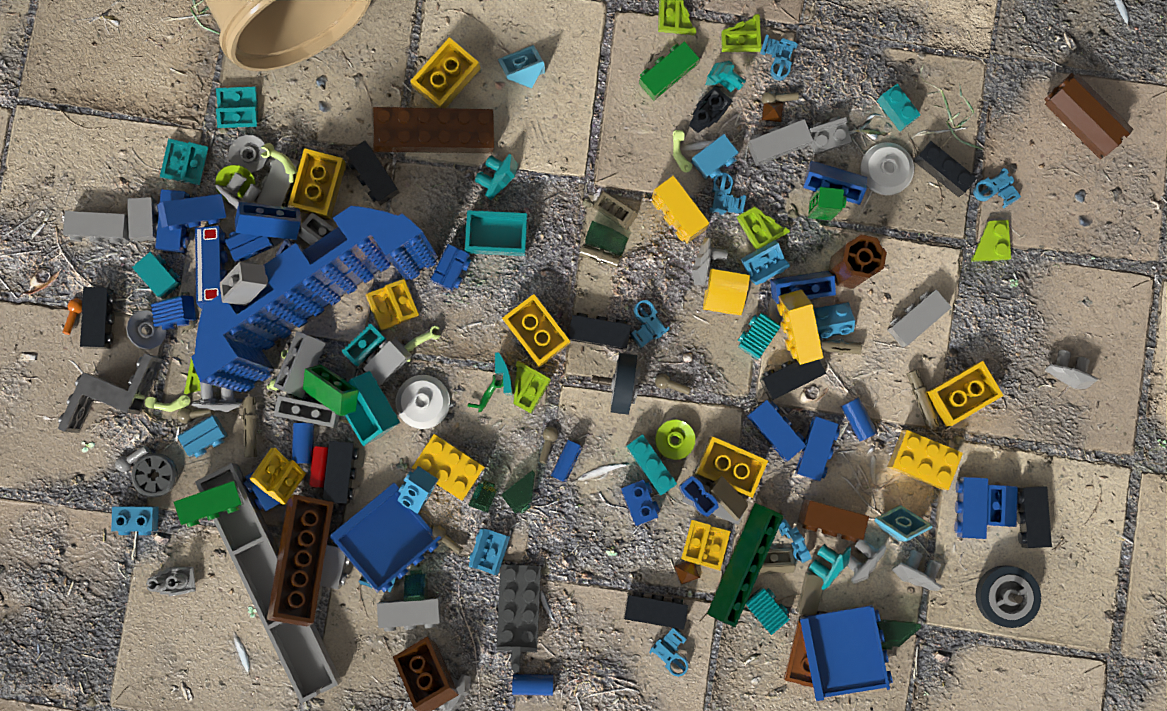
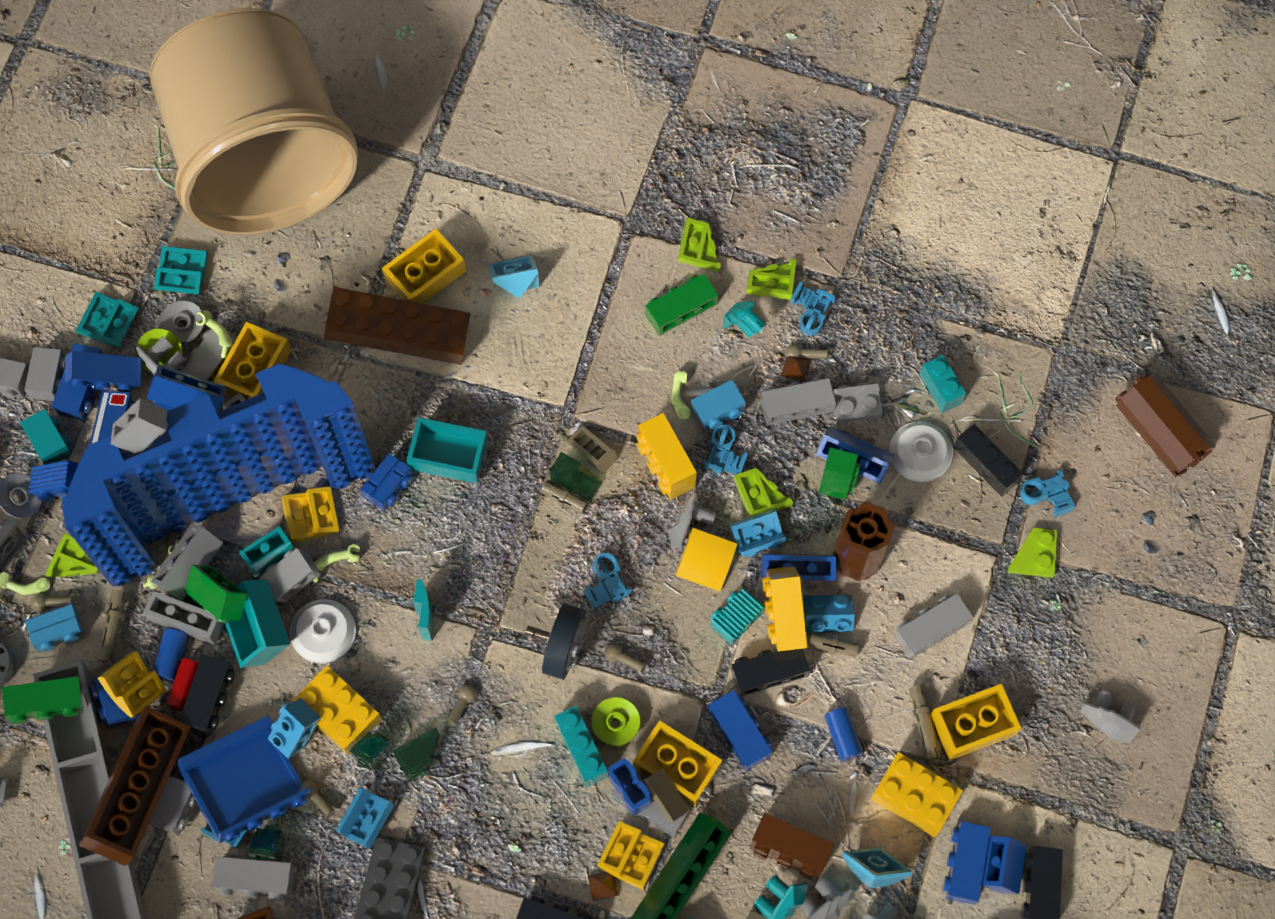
camera: 15 degrees right, 15 degrees down
(225, 403) = (91, 593): light grey connector -> none
(371, 173) = (316, 355): black brick -> none
(487, 394) = (400, 635): green piece -> none
(504, 174) = (468, 388): teal connector -> none
(529, 387) = (452, 633): lime wing -> none
(536, 330) = (472, 567): yellow brick -> none
(566, 461) = (480, 727): blue brick -> none
(599, 331) = (547, 581): black brick -> none
(639, 502) = (559, 789): blue brick -> none
(710, 109) = (722, 354): black connector -> none
(779, 561) = (716, 892): dark tan slope -> none
(798, 541) = (745, 873): dark azure piece -> none
(817, 449) = (786, 761): blue brick -> none

